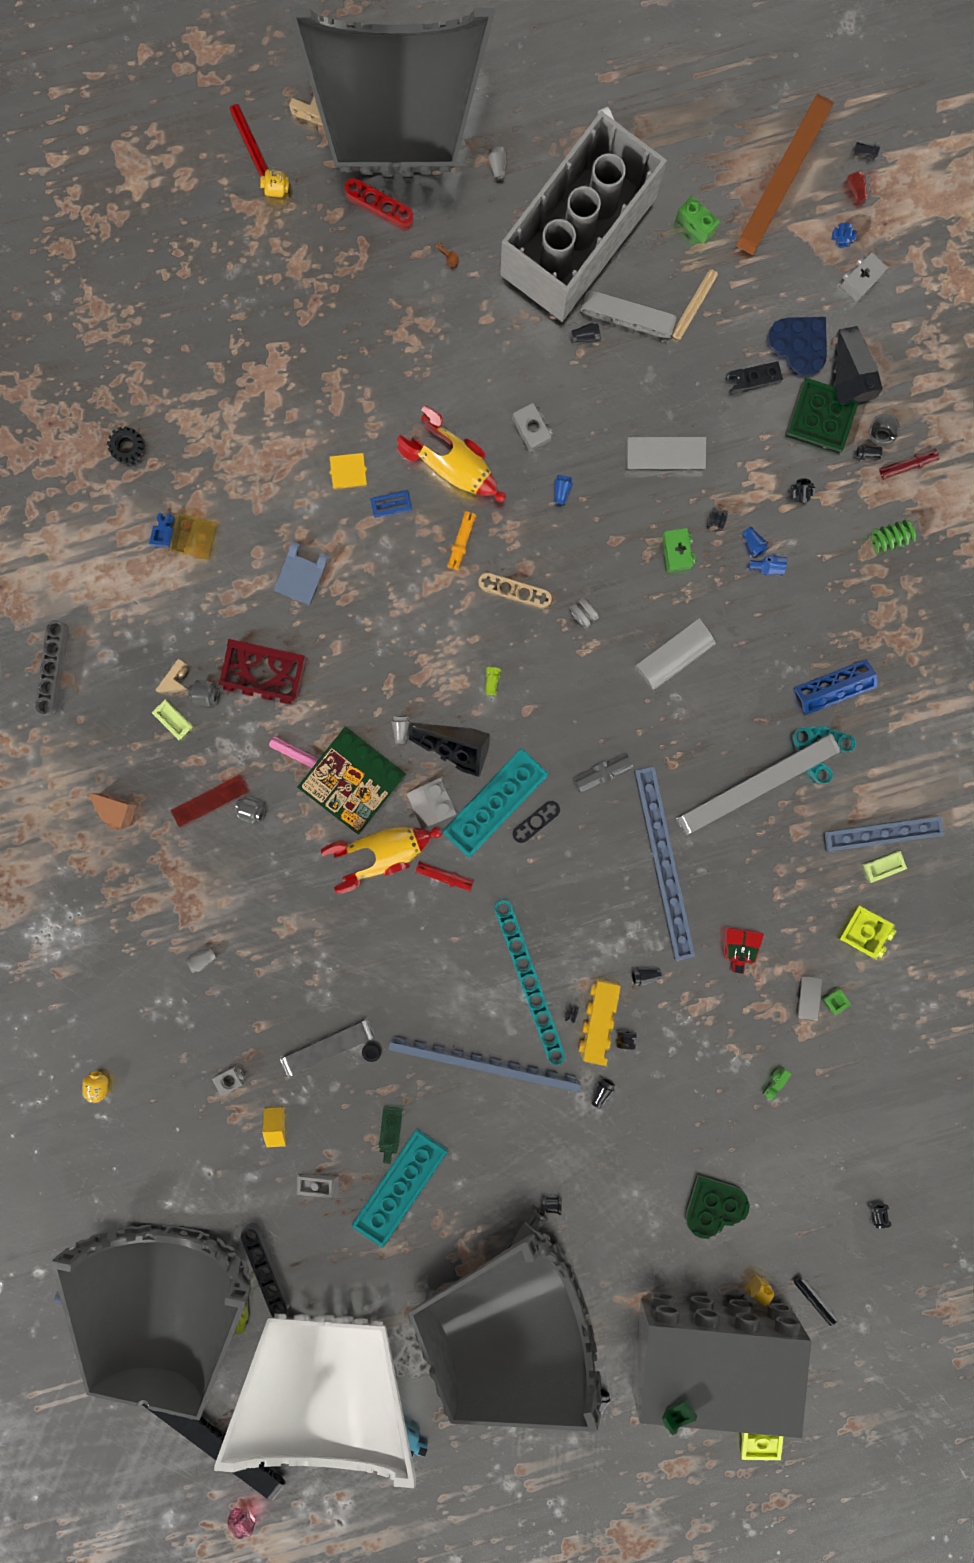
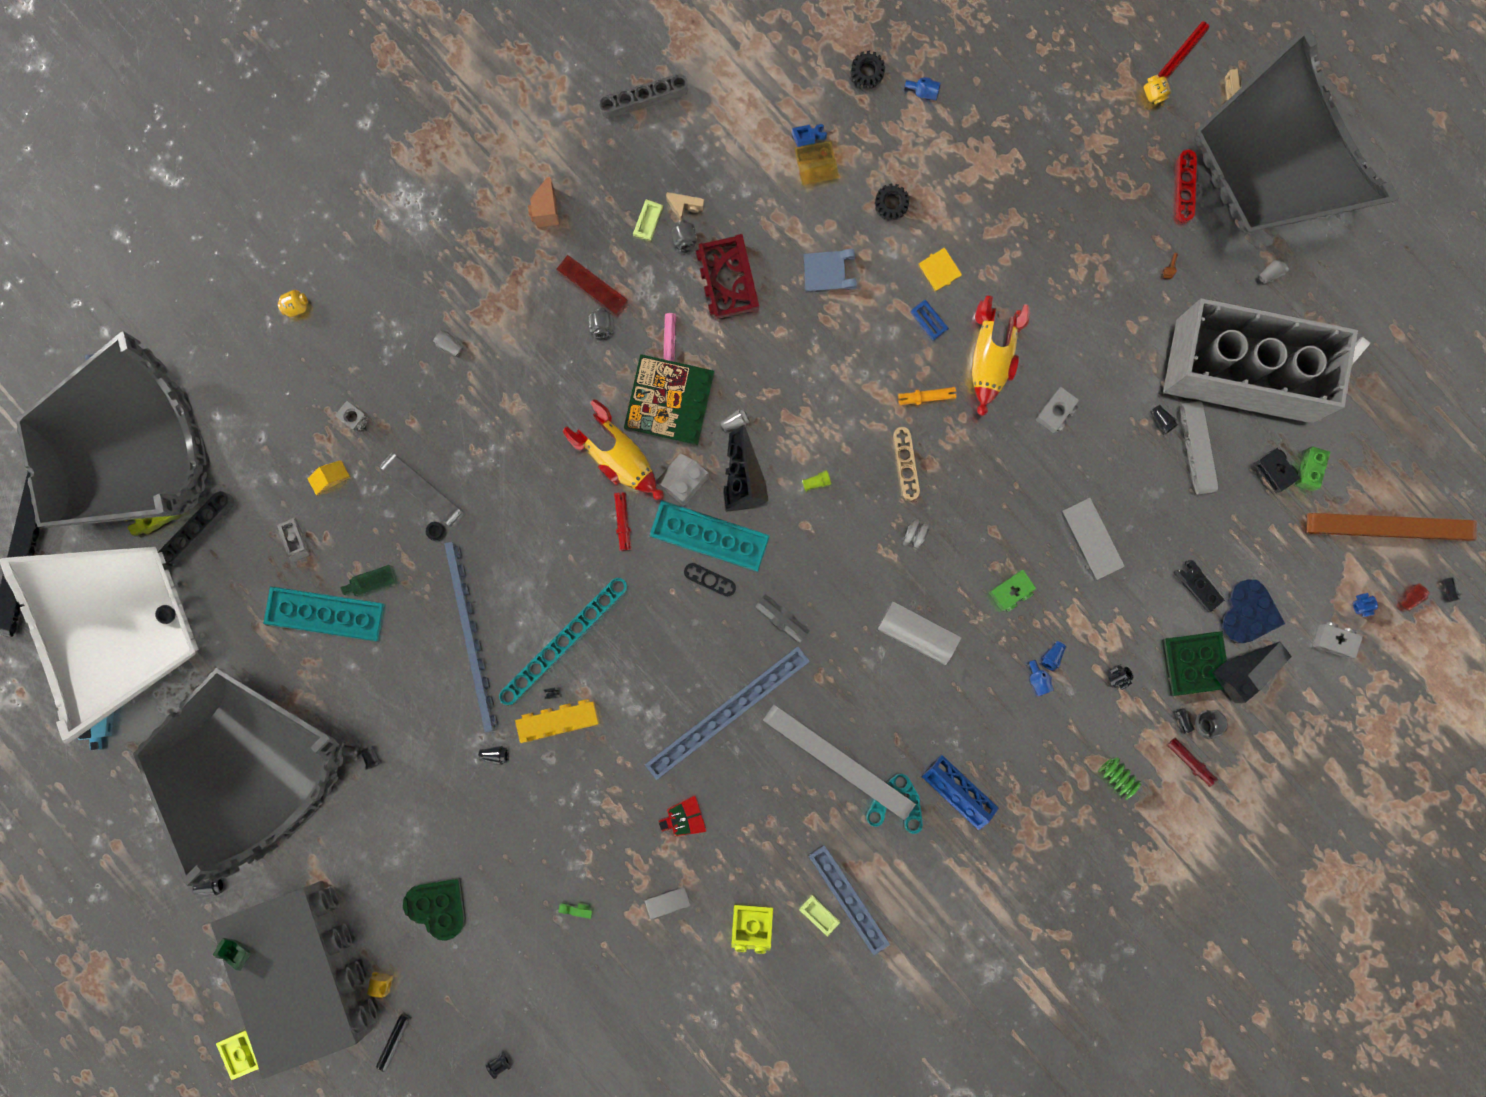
camera: 60 degrees right, 5 degrees down
(169, 400) = (925, 88): none -> blue piece
(262, 472) = (891, 191): none -> black tyre
(331, 1334) = (165, 614): none -> black plate
(562, 488) = (1017, 462): blue cone -> none
(626, 1040) = (551, 753): black wheel -> none
(643, 976) = (617, 743): black cone -> none
(675, 259) = (1277, 480): none -> black brick
(694, 304) = (1237, 502): tan axle -> none
(717, 518) = (1058, 612): black wheel -> none
(836, 1001) = (676, 929): bright green plate -> none

